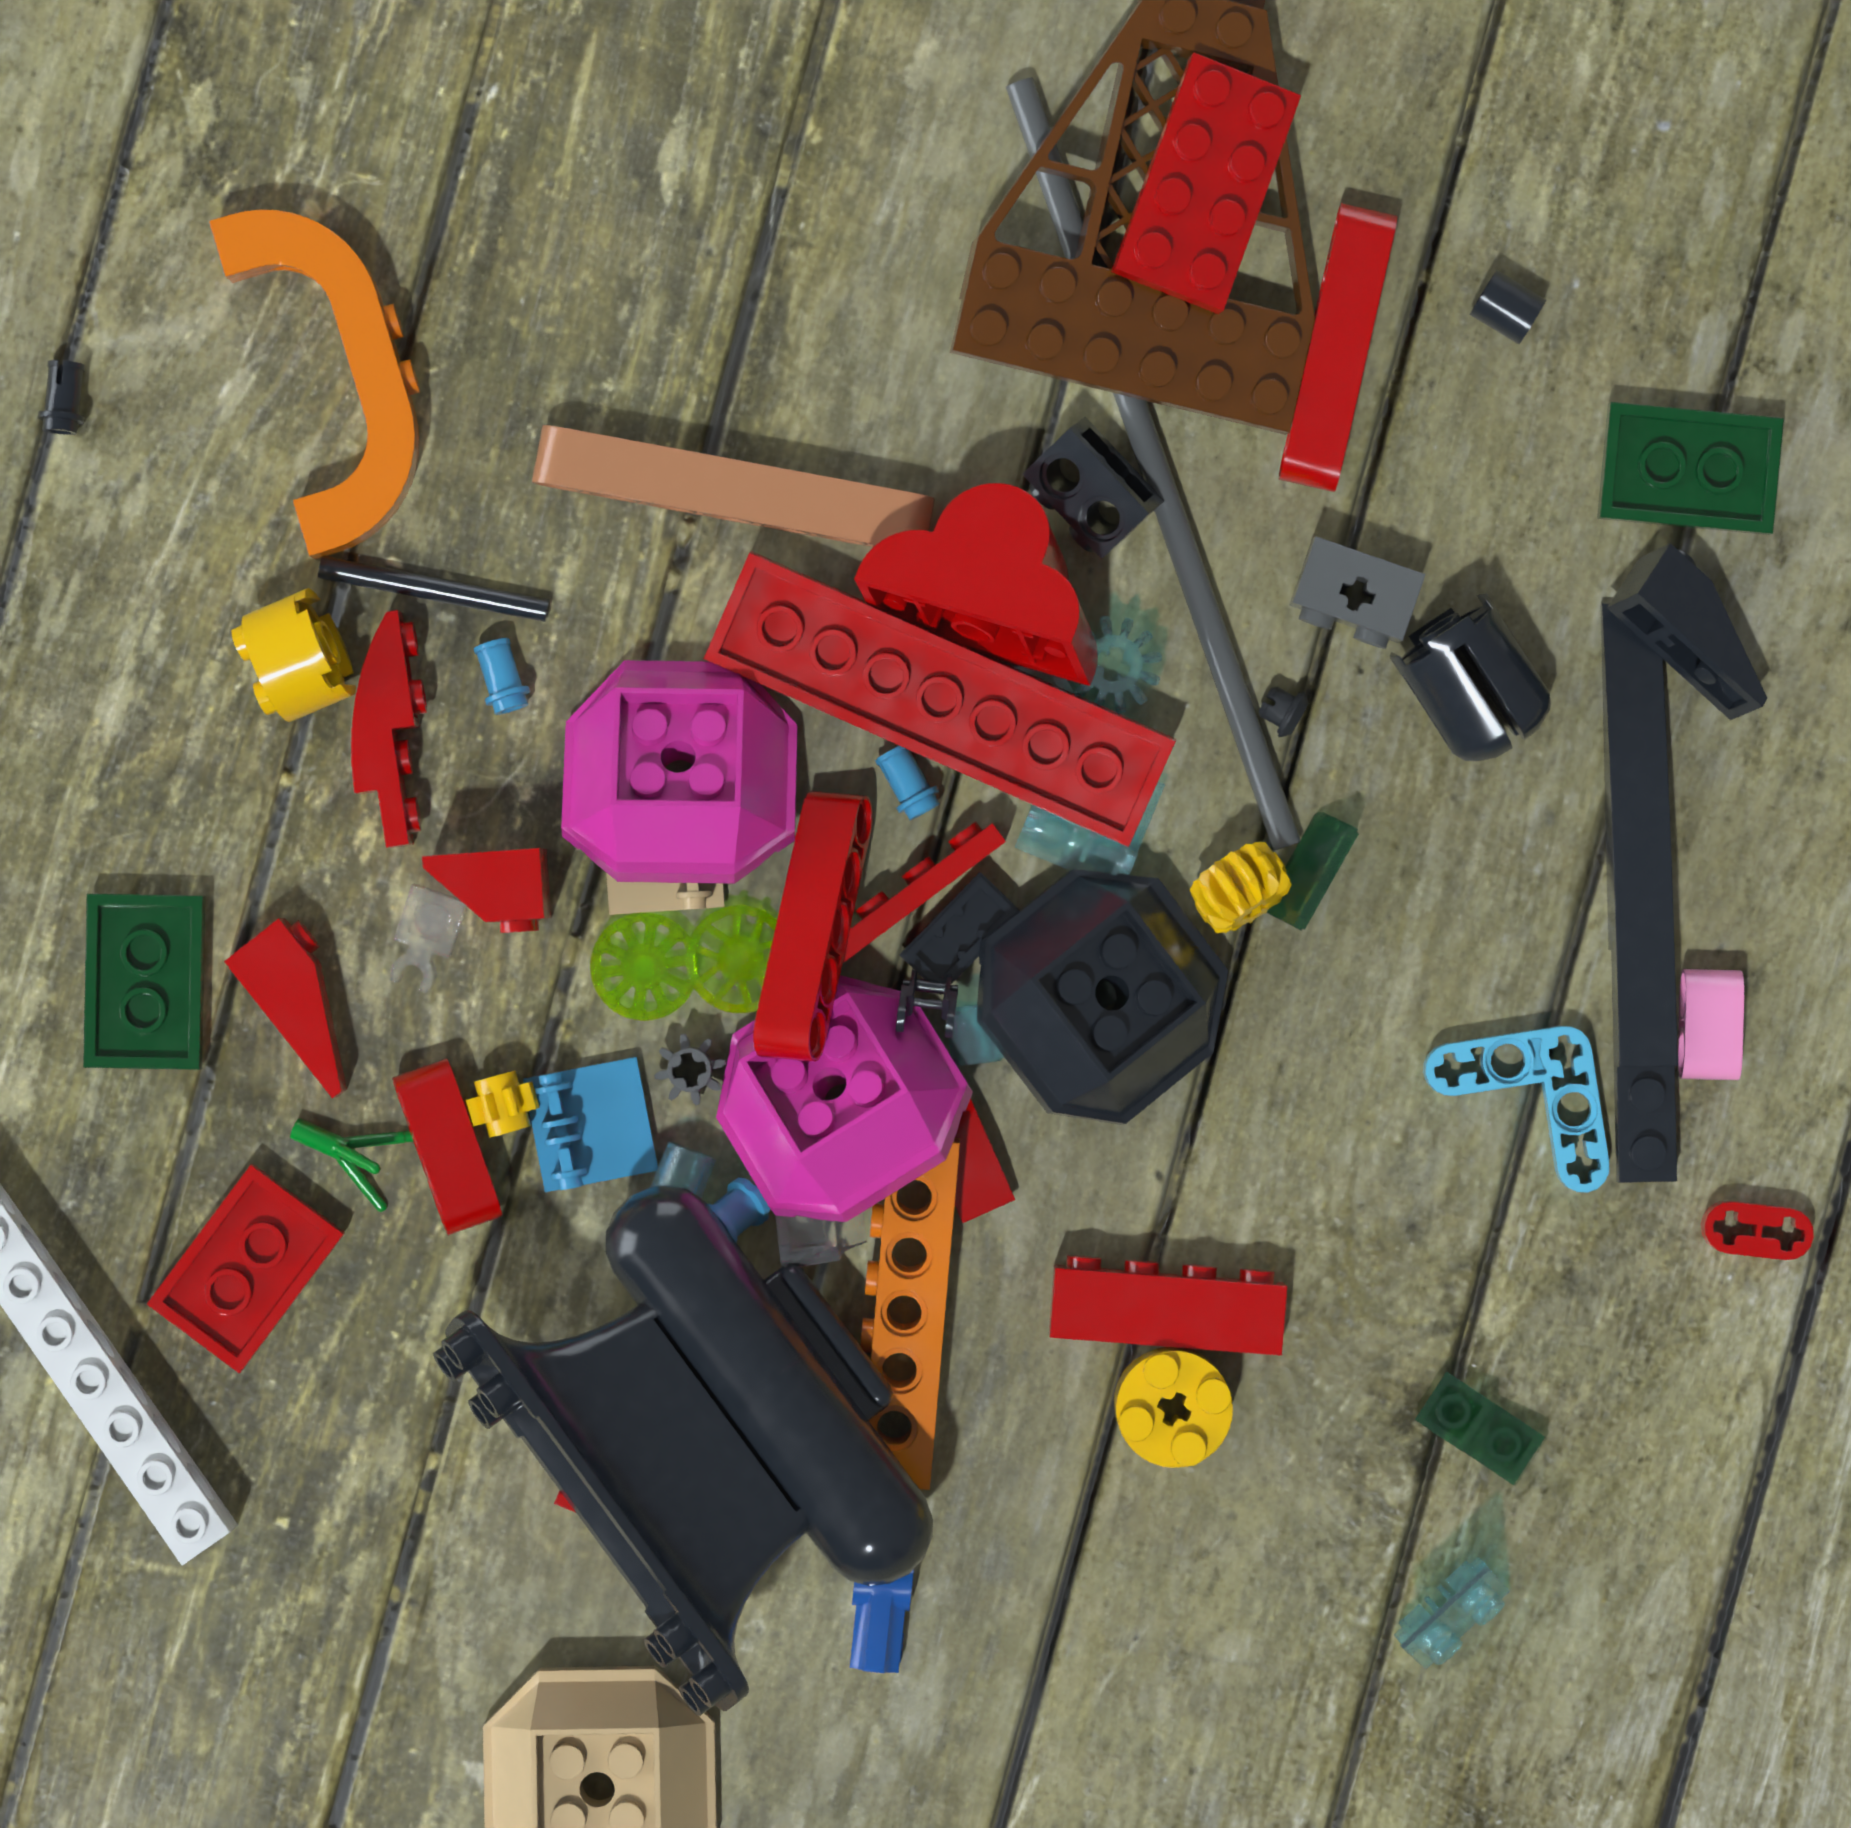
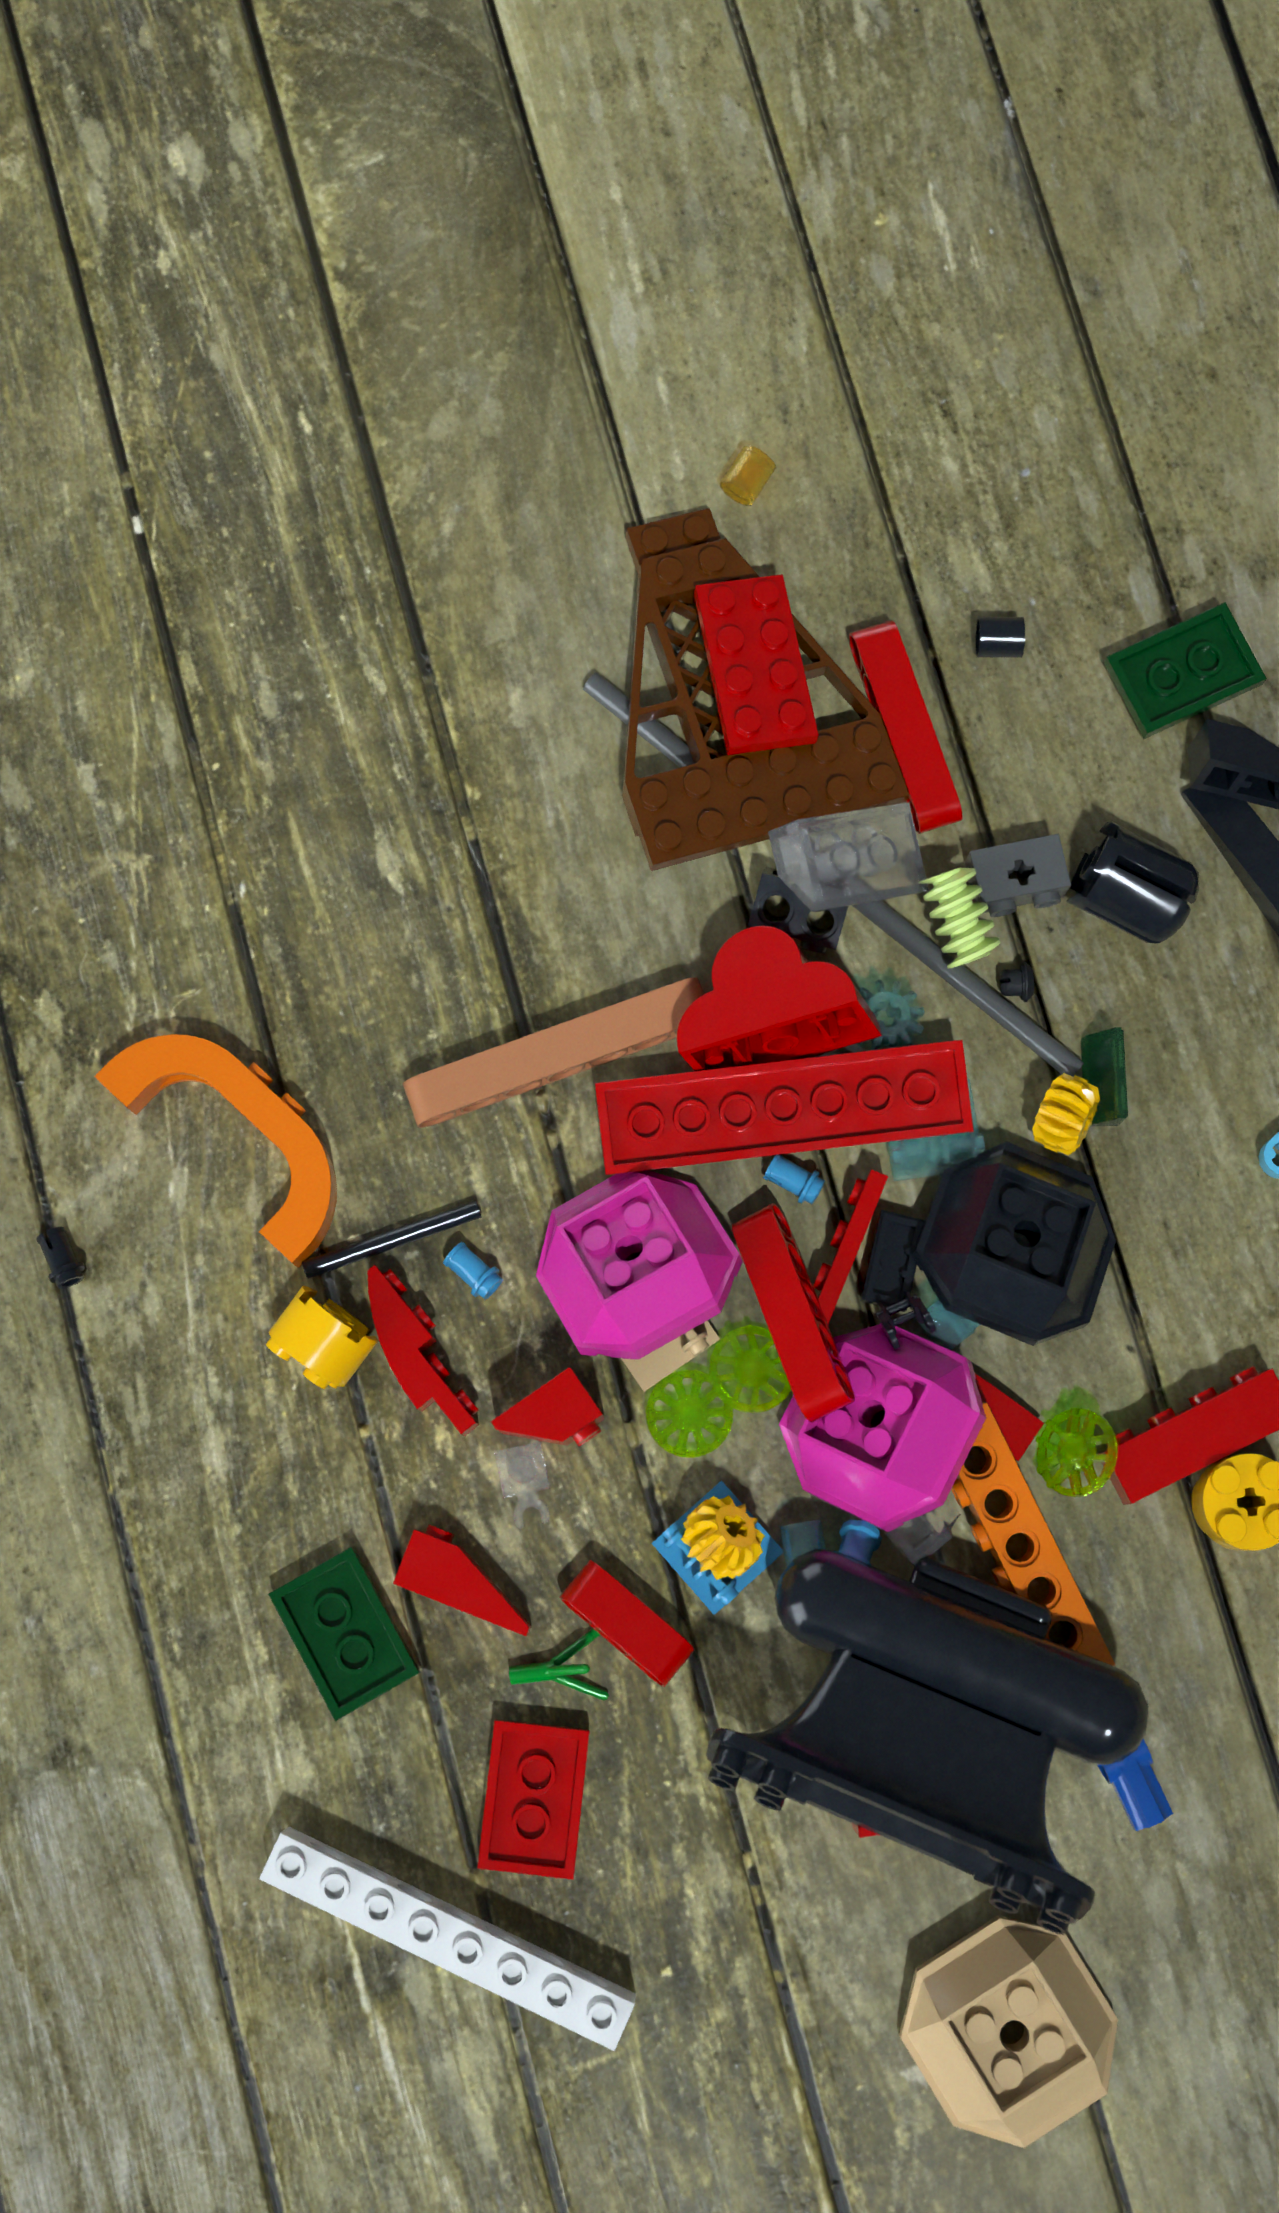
camera: 25 degrees left, 10 degrees down
(502, 1104) = (647, 1569): yellow gear -> none
(598, 1118) = (722, 1537): none -> yellow gear
(699, 1055) = (764, 1452): dark grey gear -> none
(1027, 1250) = (1076, 1452): none -> clear neon green wheel
(1176, 469) = (850, 857): none -> clear slope
(1259, 603) = (960, 915): none -> yellowish green piece

